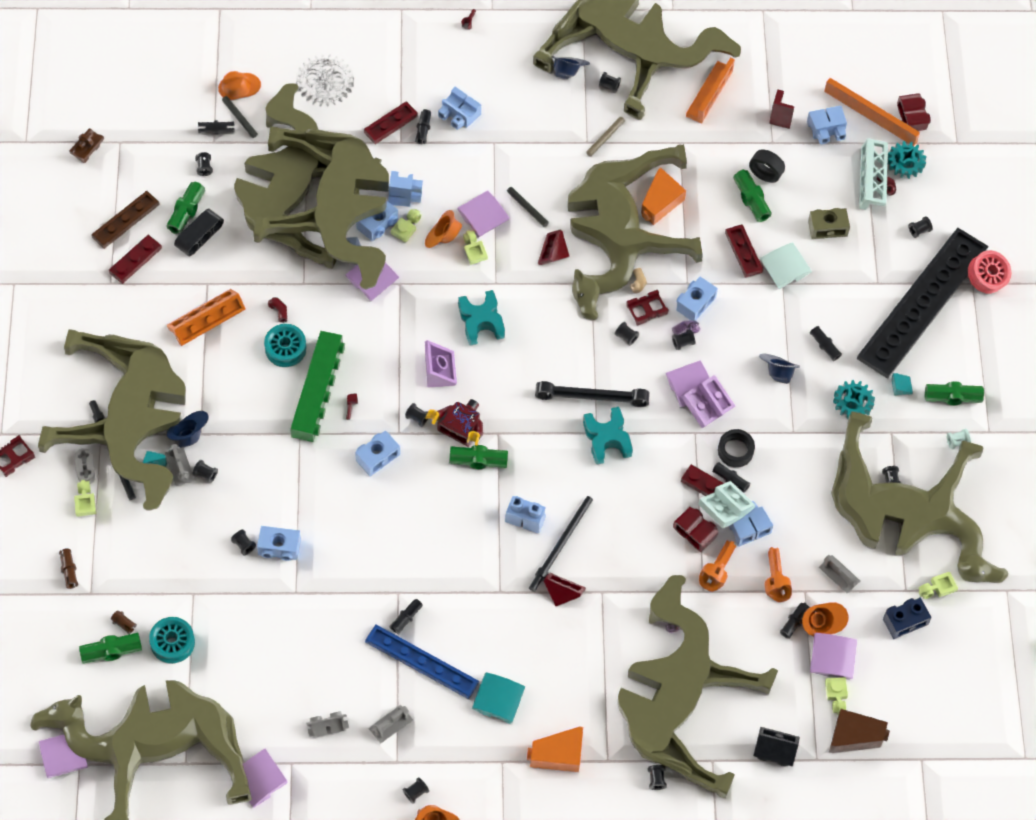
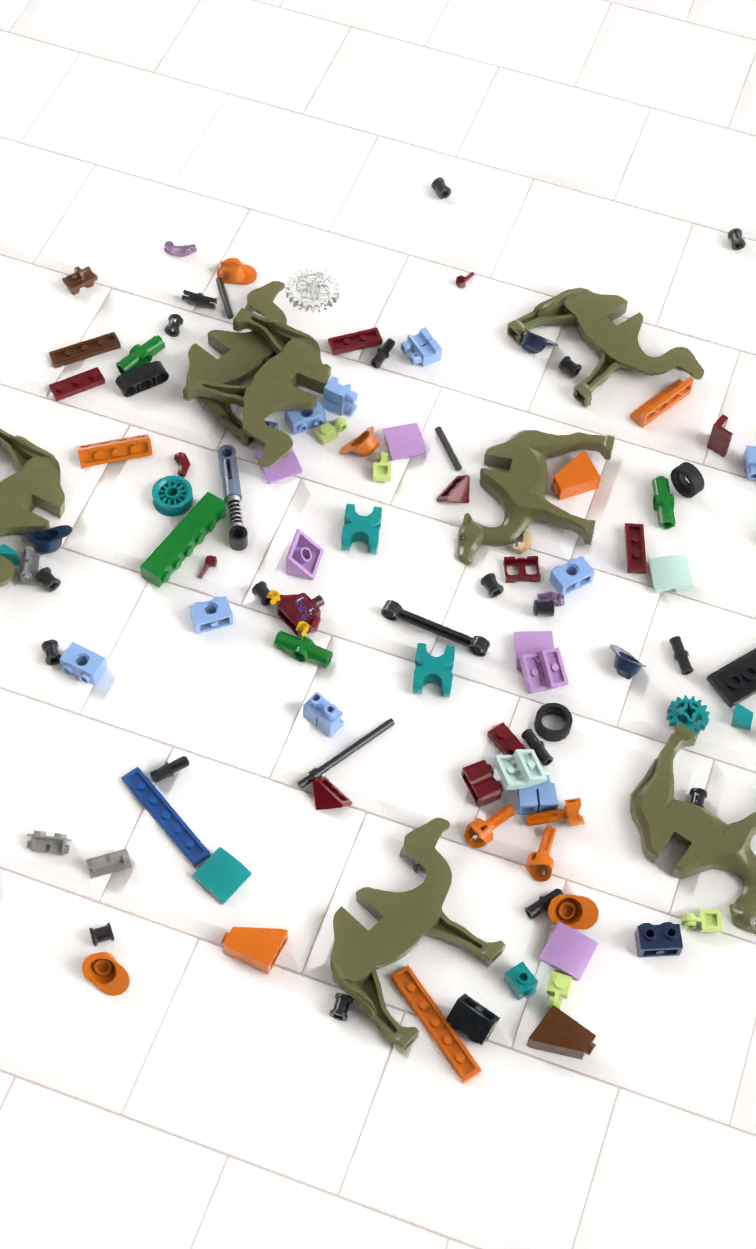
camera: 20 degrees right, 5 degrees down
(171, 79) = (180, 251): none -> clear purple arm
(343, 325) = (232, 495): none -> piece
(608, 133) = (546, 411): dark tan bar -> none
(743, 762) = (435, 1024): none -> orange tile
(786, 529) = (570, 813): none -> orange piece
(803, 697) = (521, 981): none -> teal brick
(821, 229) = (727, 549): olive brick -> none
(839, 573) = (607, 873): light grey hinge -> none

